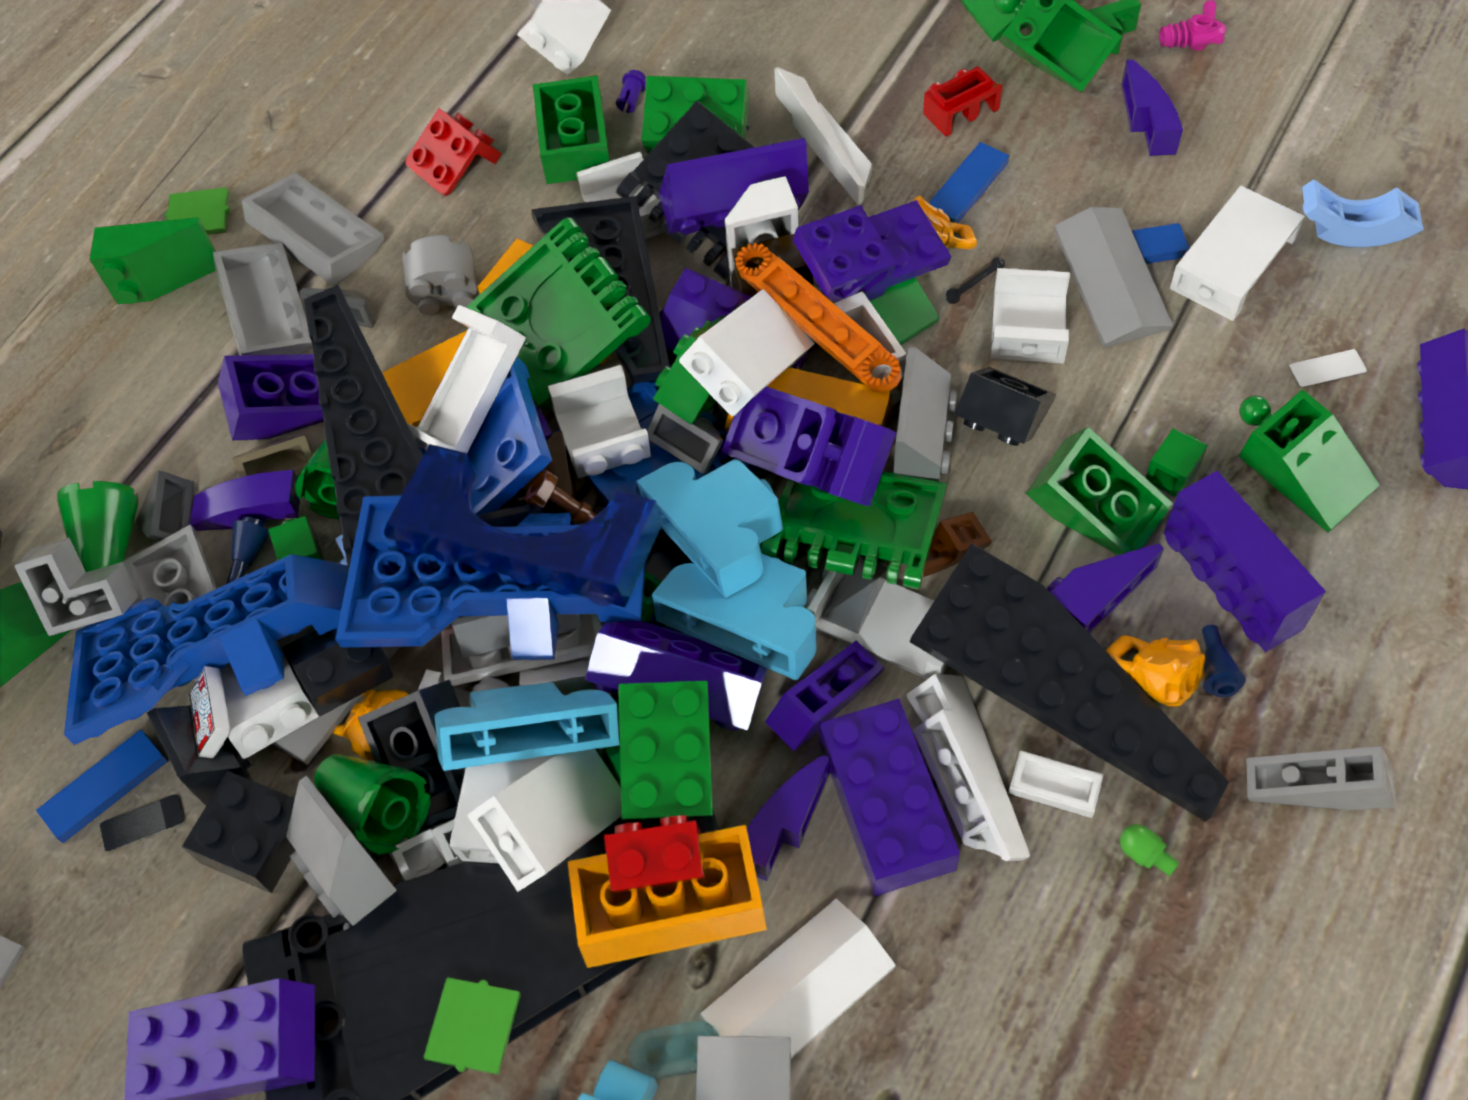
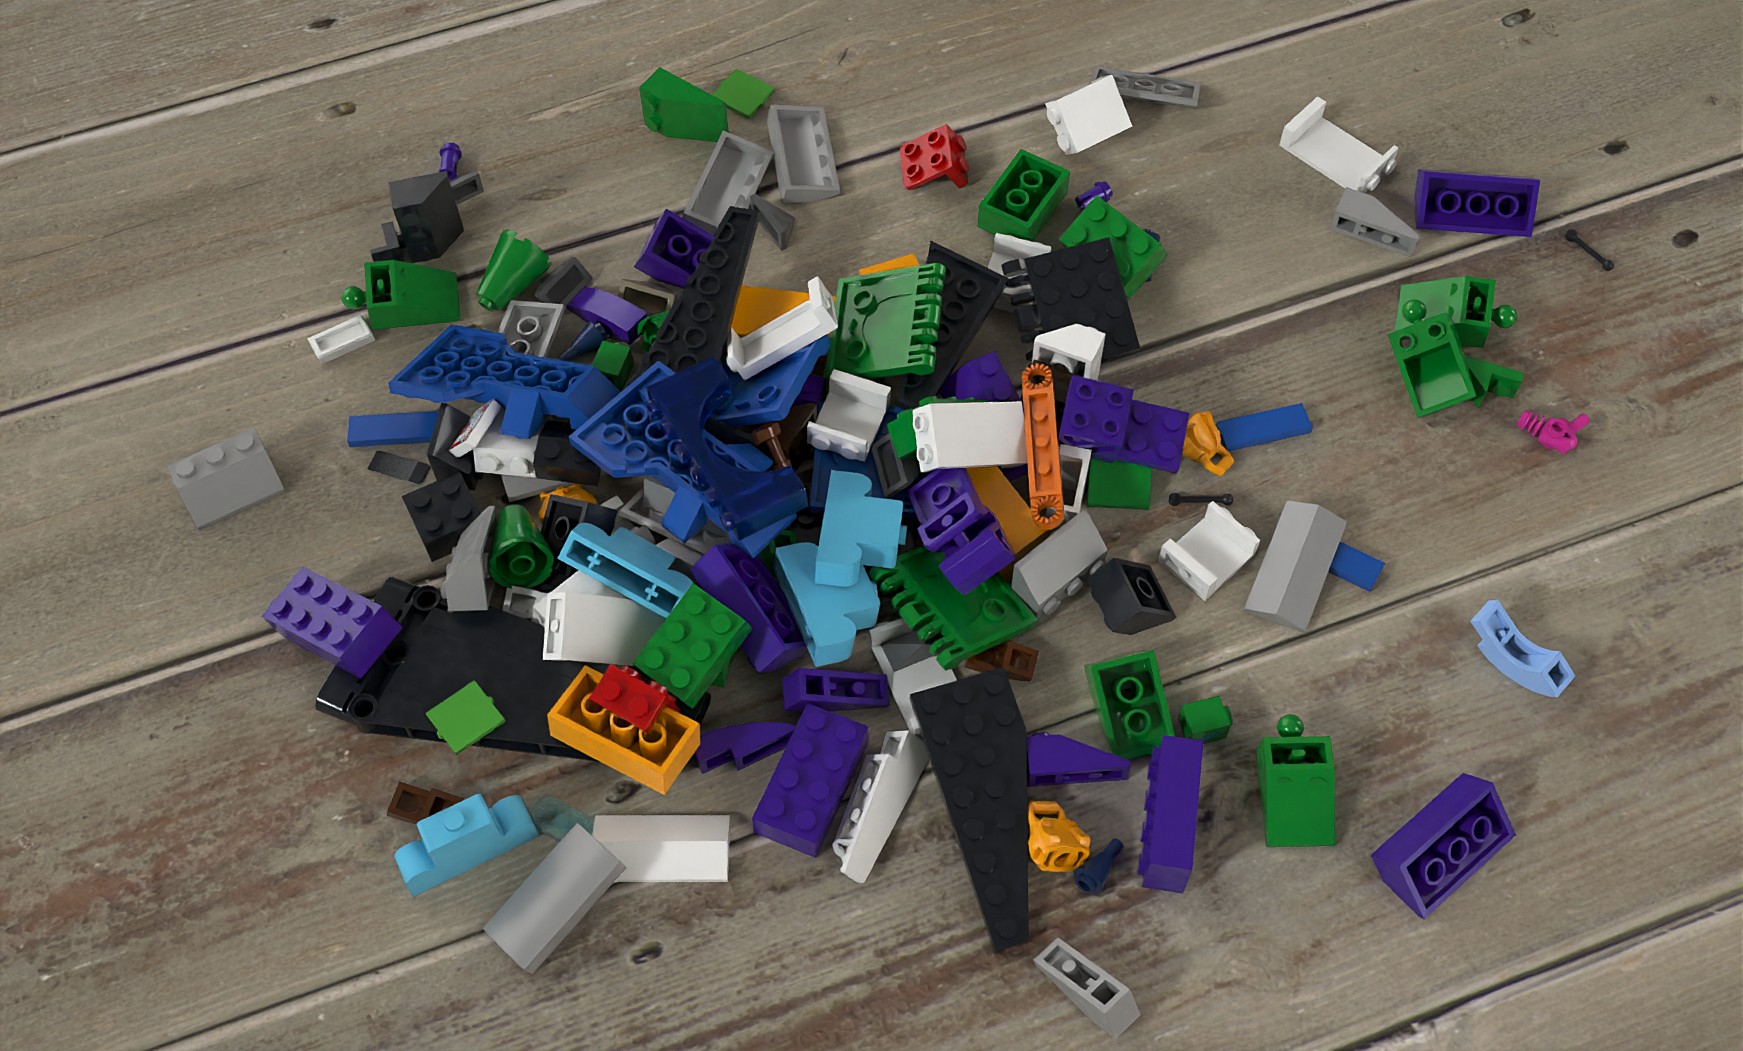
camera: 35 degrees right, 0 degrees up
(69, 595) = (461, 298): light grey brick -> none
(439, 273) = (846, 243): light grey brick -> none
(709, 187) = (1055, 306): dark purple slope -> none
(823, 134) = (1197, 319): white wedge -> none
(960, 94) = (1320, 359): red window -> none
(1056, 784) = (923, 856): white tile -> none
(1146, 848) = (937, 936): bright green cylinder -> none
(1150, 110) = (1449, 467): dark purple slope -> none
(1235, 251) = (1402, 610): white panel -> none
(1328, 368) = (1388, 741): white sticker -> none

